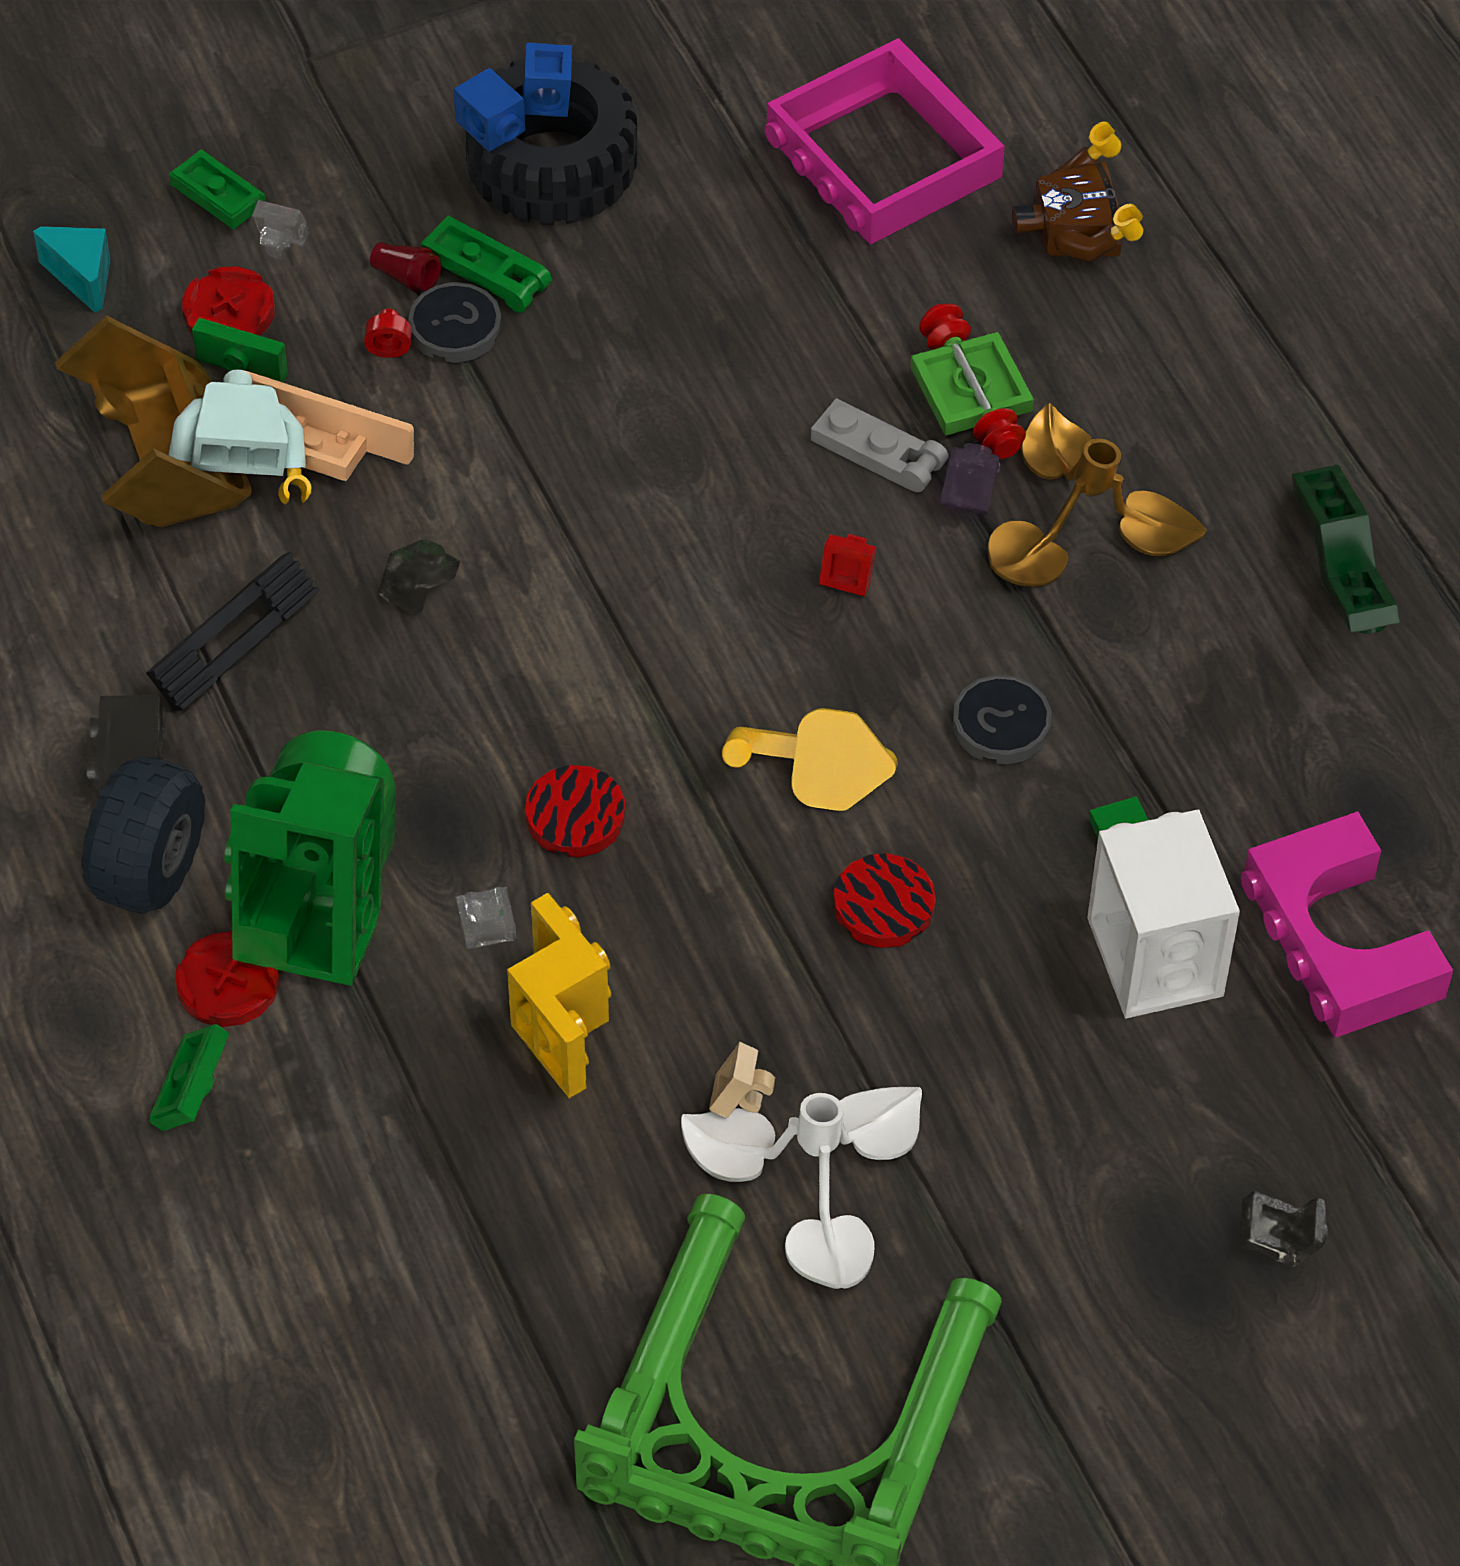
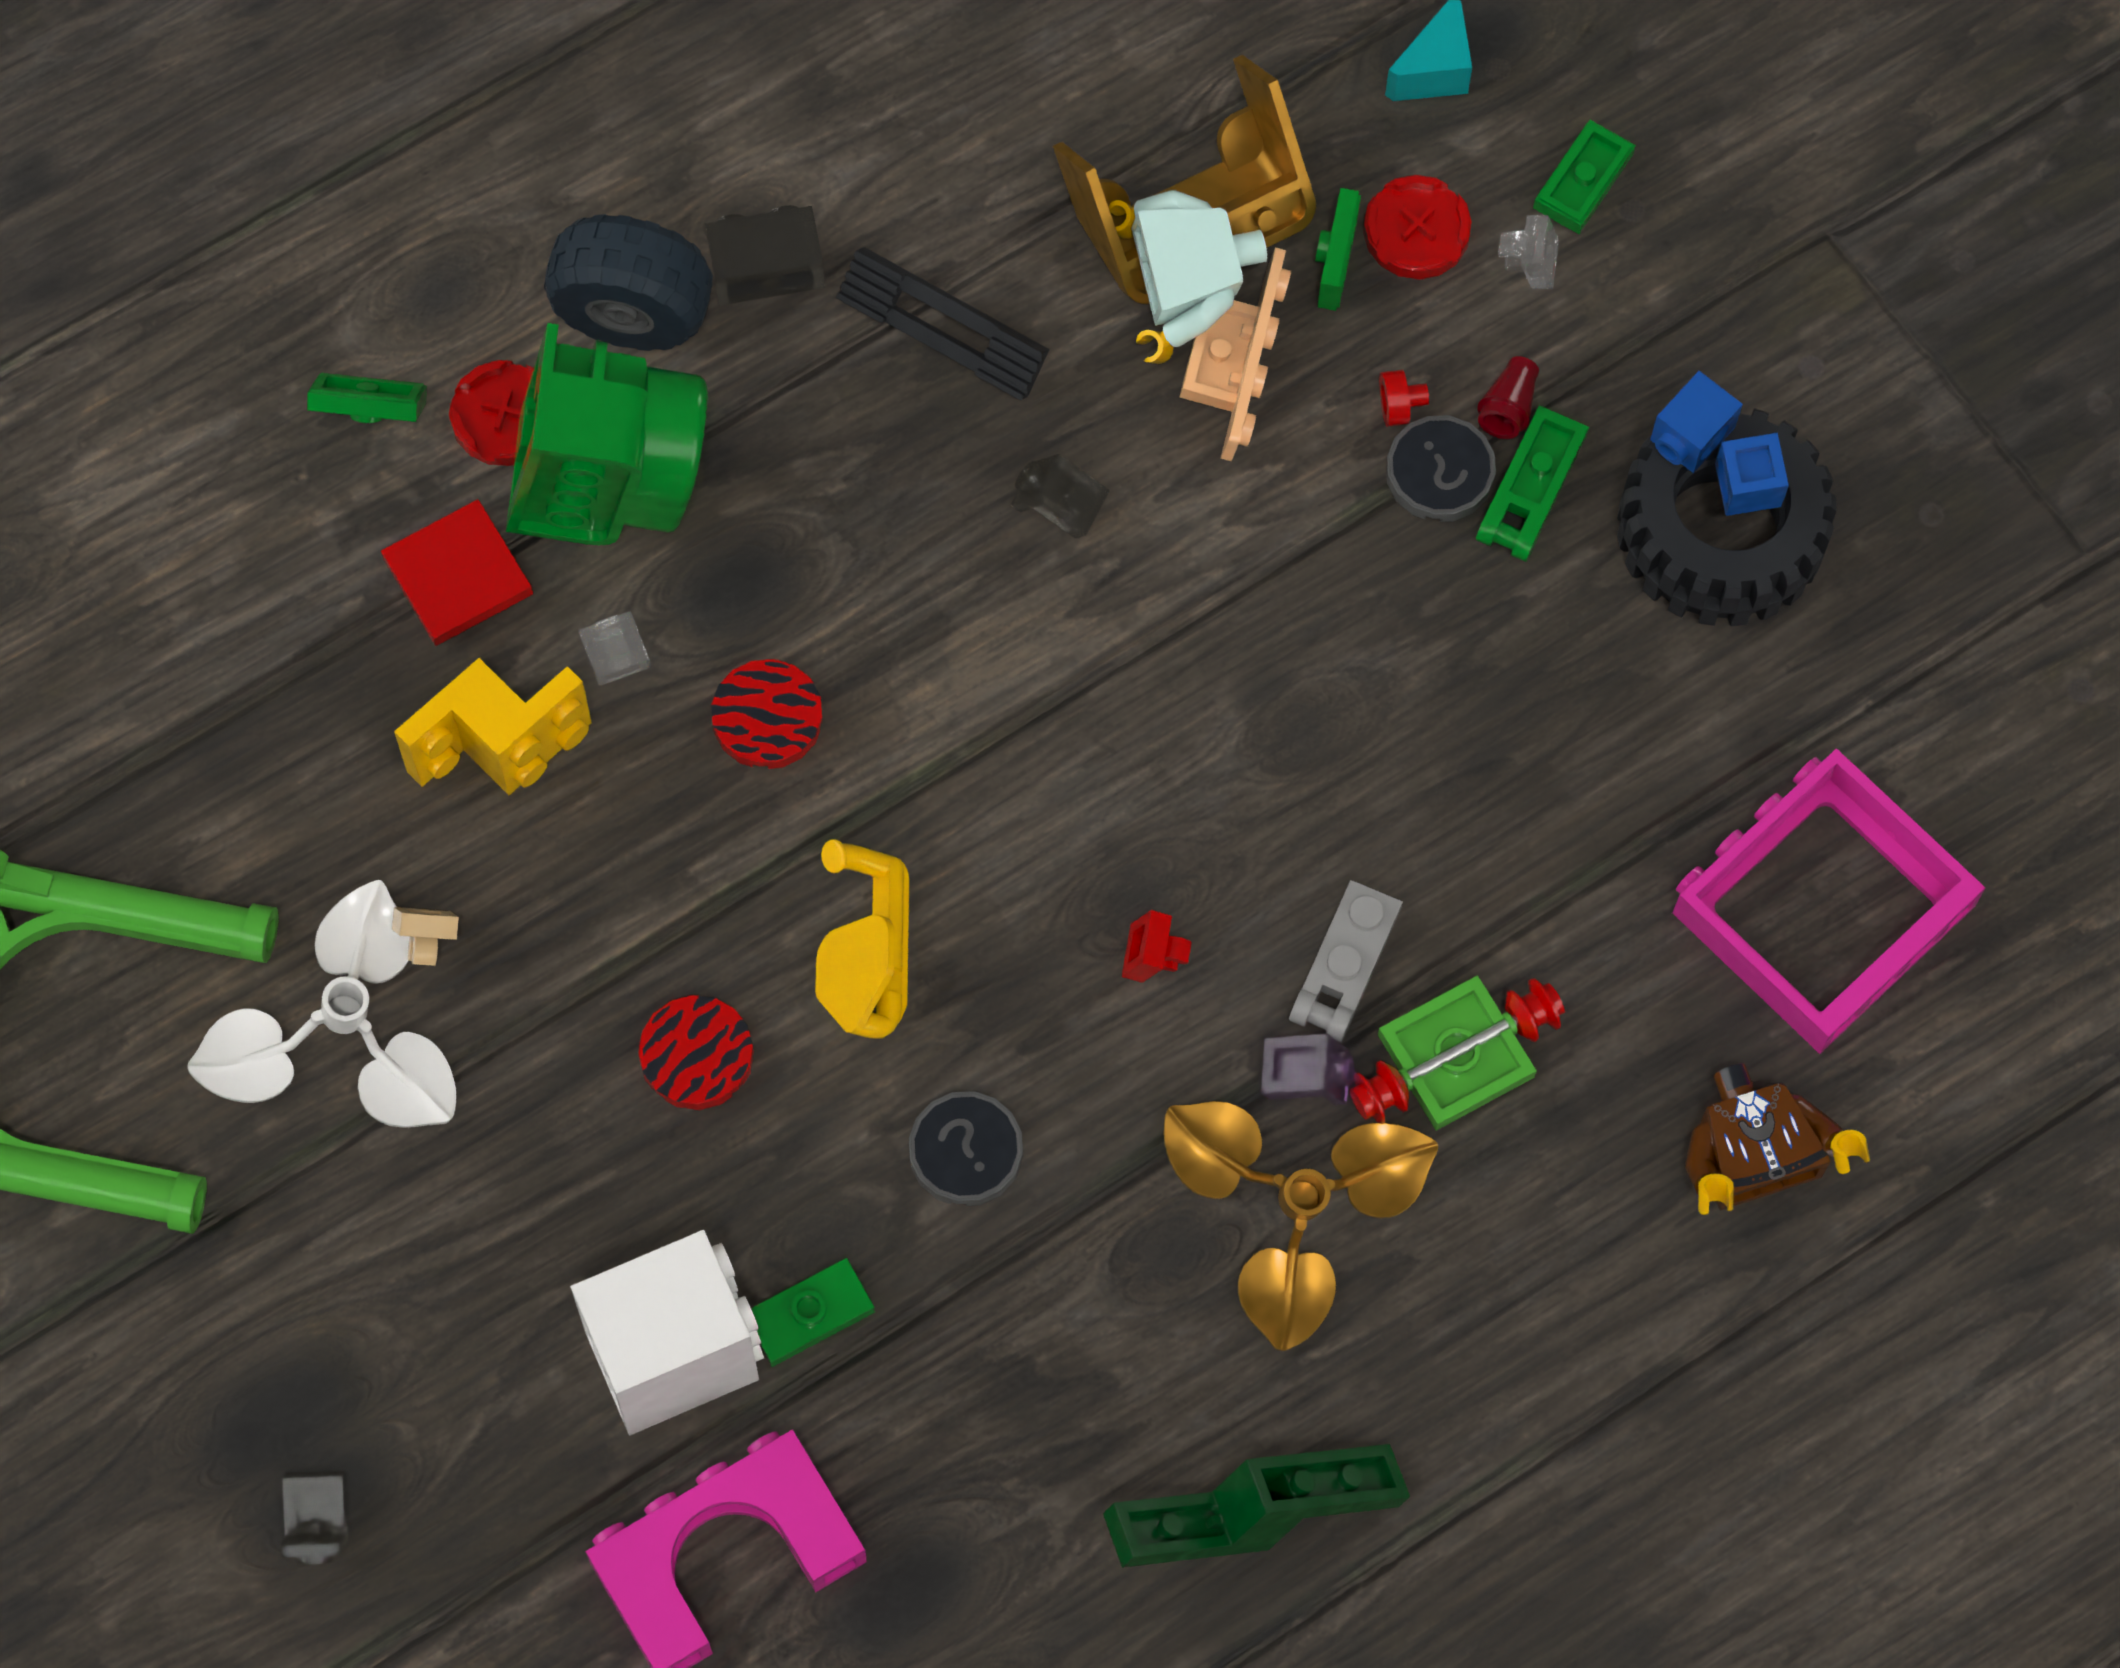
camera: 80 degrees right, 15 degrees up
(386, 1025) = (456, 572): none -> red tile

